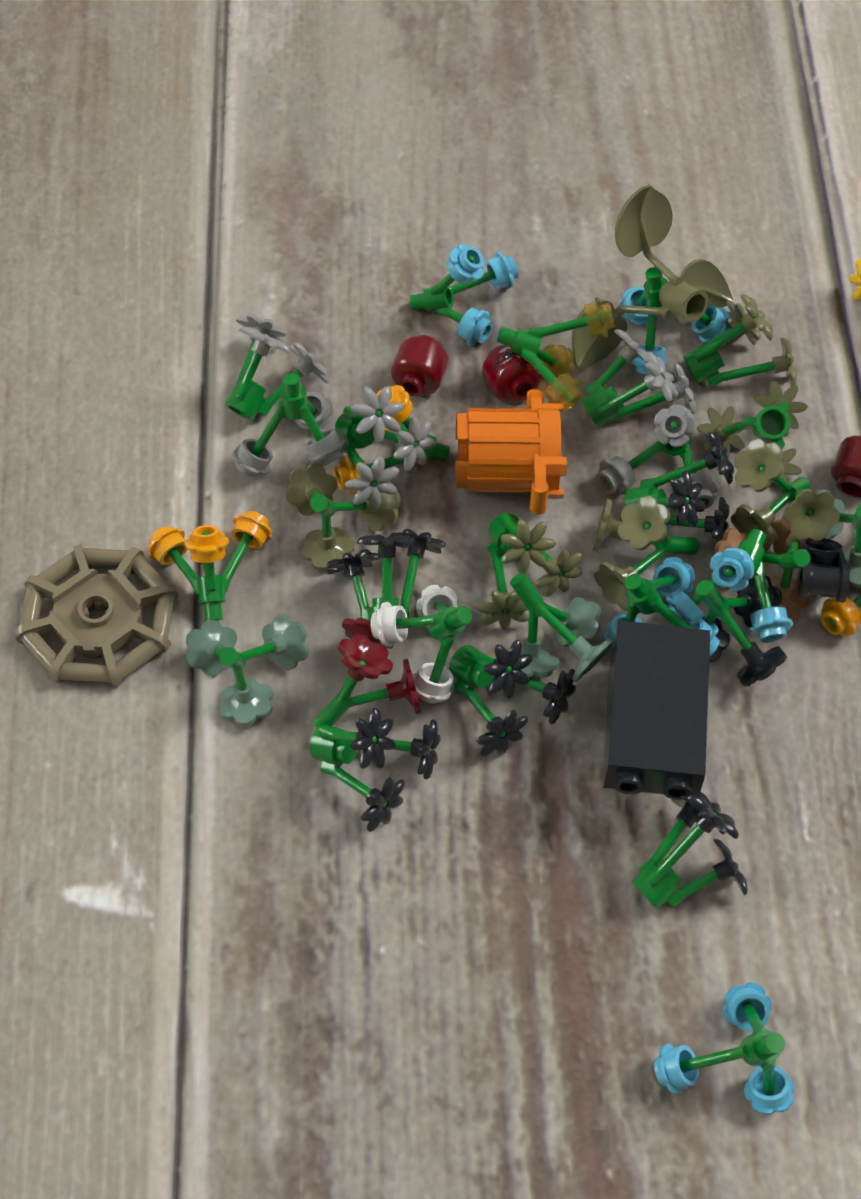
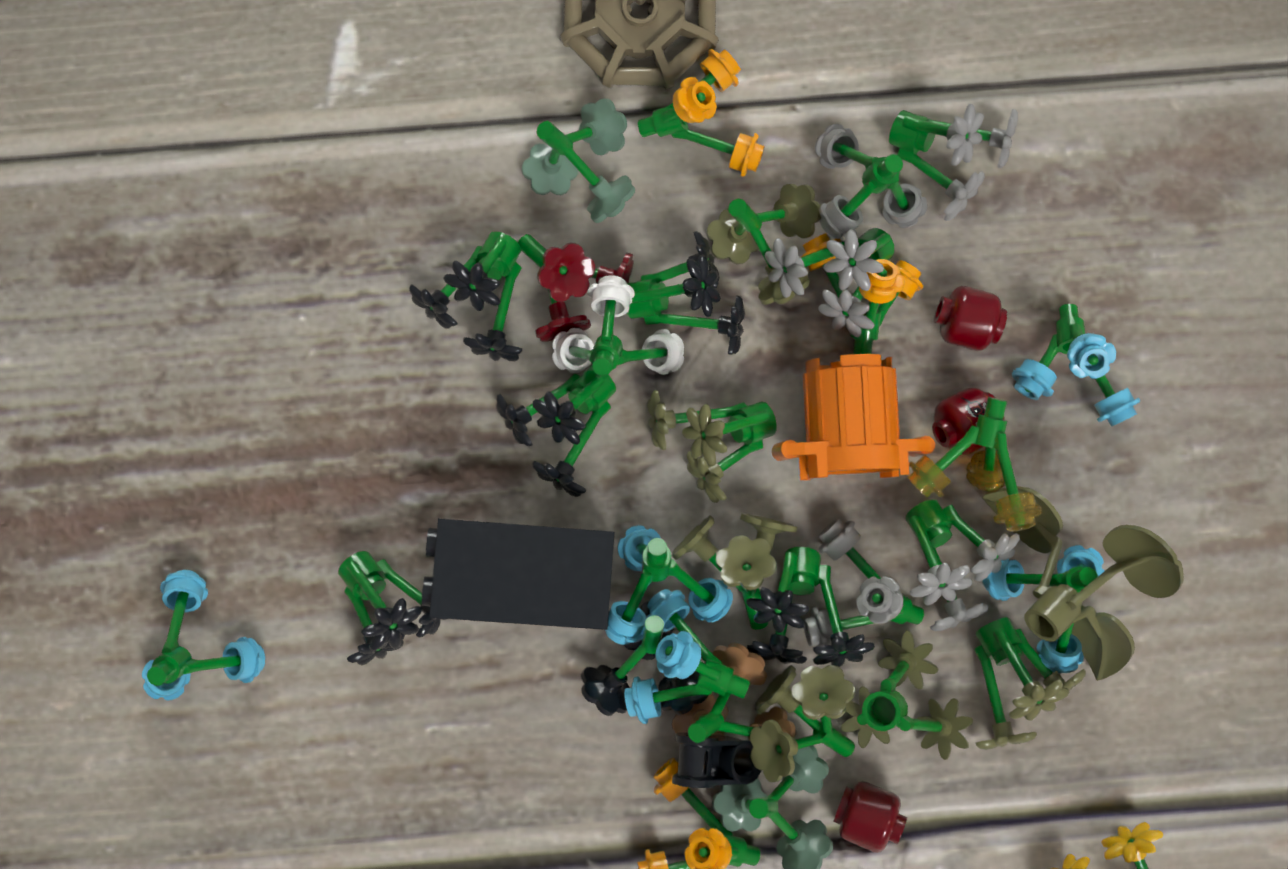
camera: 85 degrees right, 25 degrees up
(573, 626) = (603, 455): sand green plant -> none

